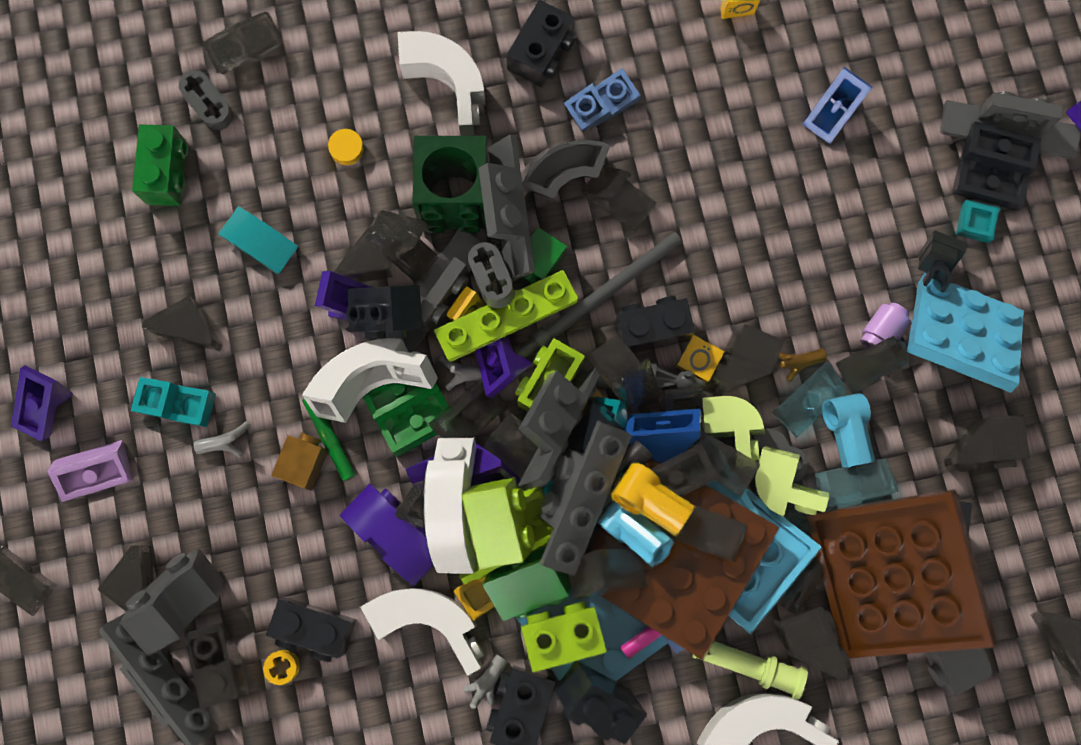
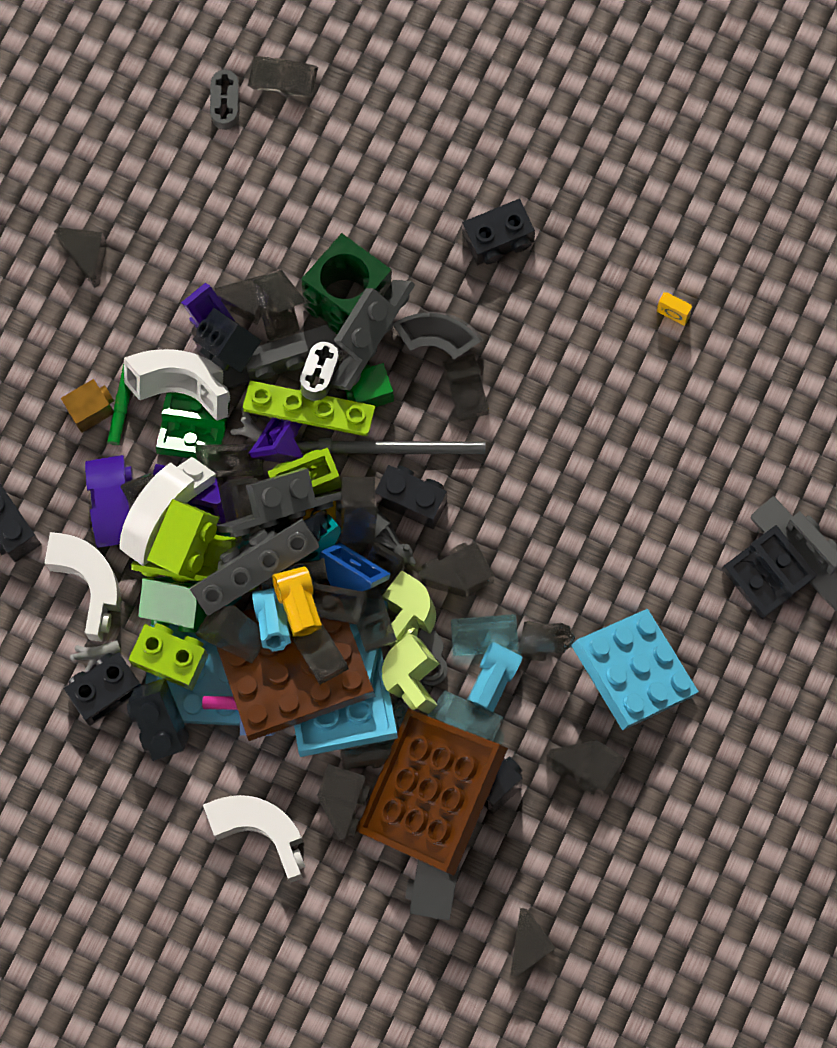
camera: 45 degrees right, 5 degrees down
(159, 165) = (154, 124): green brick -> none
(173, 402) = (35, 299): teal slope -> none
(221, 442) = (46, 352): light grey bar -> none
(258, 240) = (182, 228): teal slope -> none
(346, 147) = (297, 206): yellow tile -> none
(440, 58) = (413, 187): white arch -> none
(465, 303) = (287, 379): yellow tile -> none
(474, 598) = (131, 590): yellow tile -> none
(603, 101) = (512, 308): medium blue slope -> none
(700, 358) = (428, 545): yellow tile -> none
(767, 671) = (293, 795): yellowish green pin -> none
(801, 361) = (499, 603): pearl gold bar -> none
(837, 105) = (681, 438): slope -> none
(885, 323) = (583, 621): lavender brick -> none
(940, 257) = (663, 604): pearl dark grey piece -> none
(977, 221) = (722, 603): teal tile -> none

